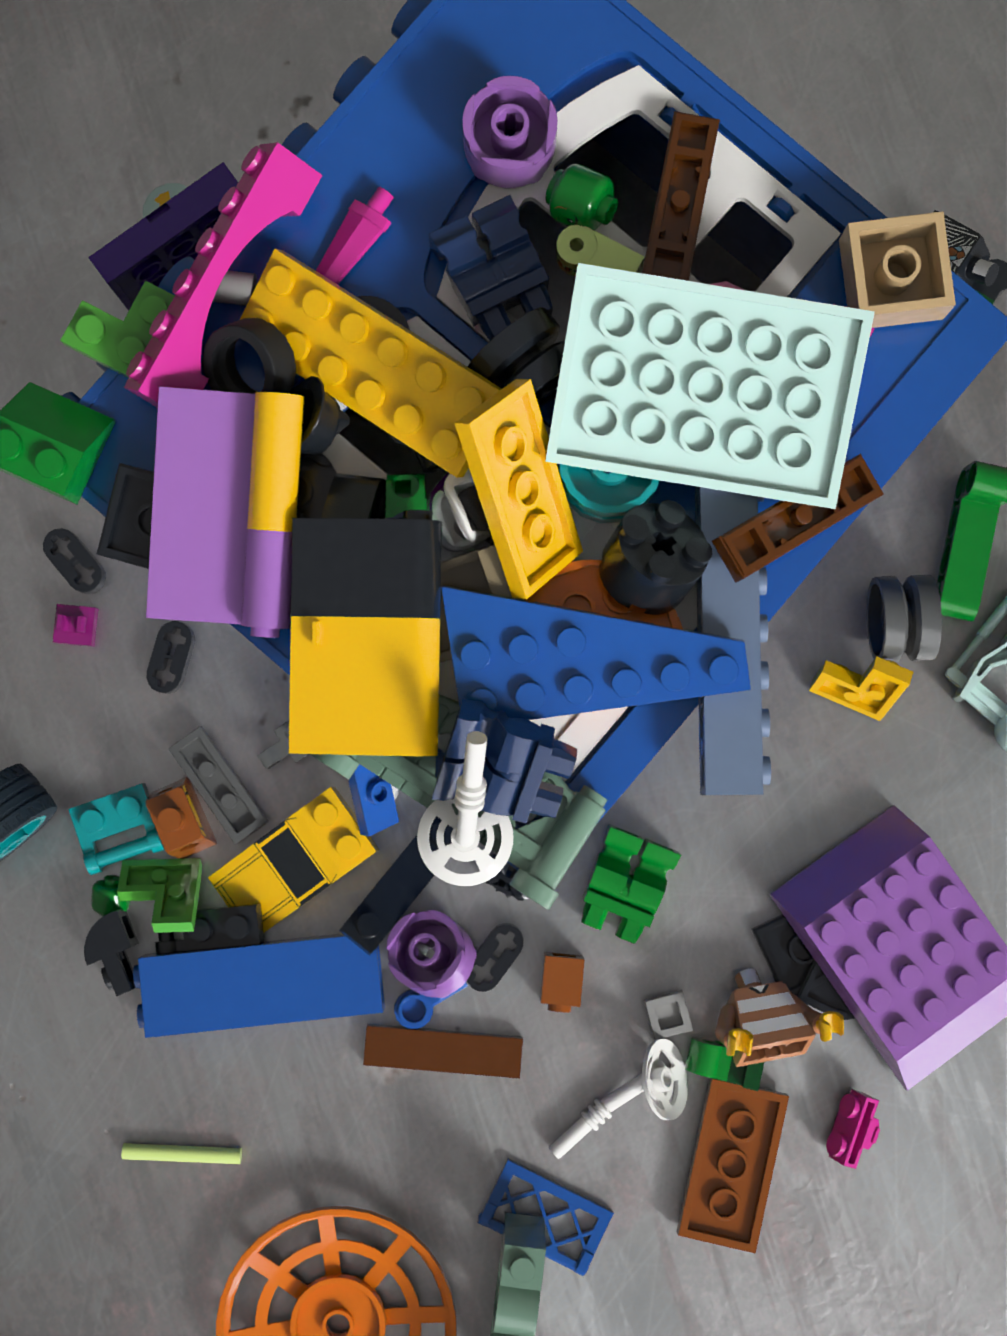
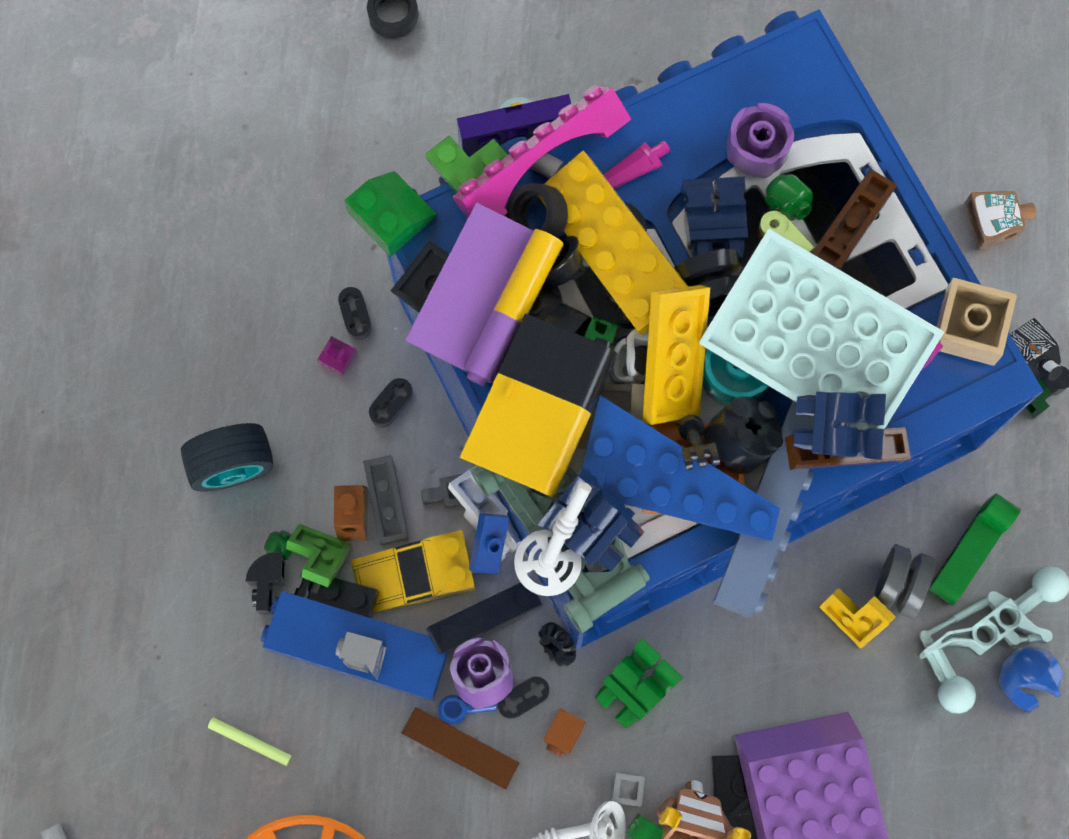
camera: 25 degrees right, 10 degrees down
(112, 816) = (304, 491): teal plate -> none
(272, 1002) = (361, 653): none -> light grey window
(582, 578) = (692, 429): none -> black hinge
(769, 490) = (832, 422): none -> dark blue hips
(837, 94) = (997, 217): none -> torso

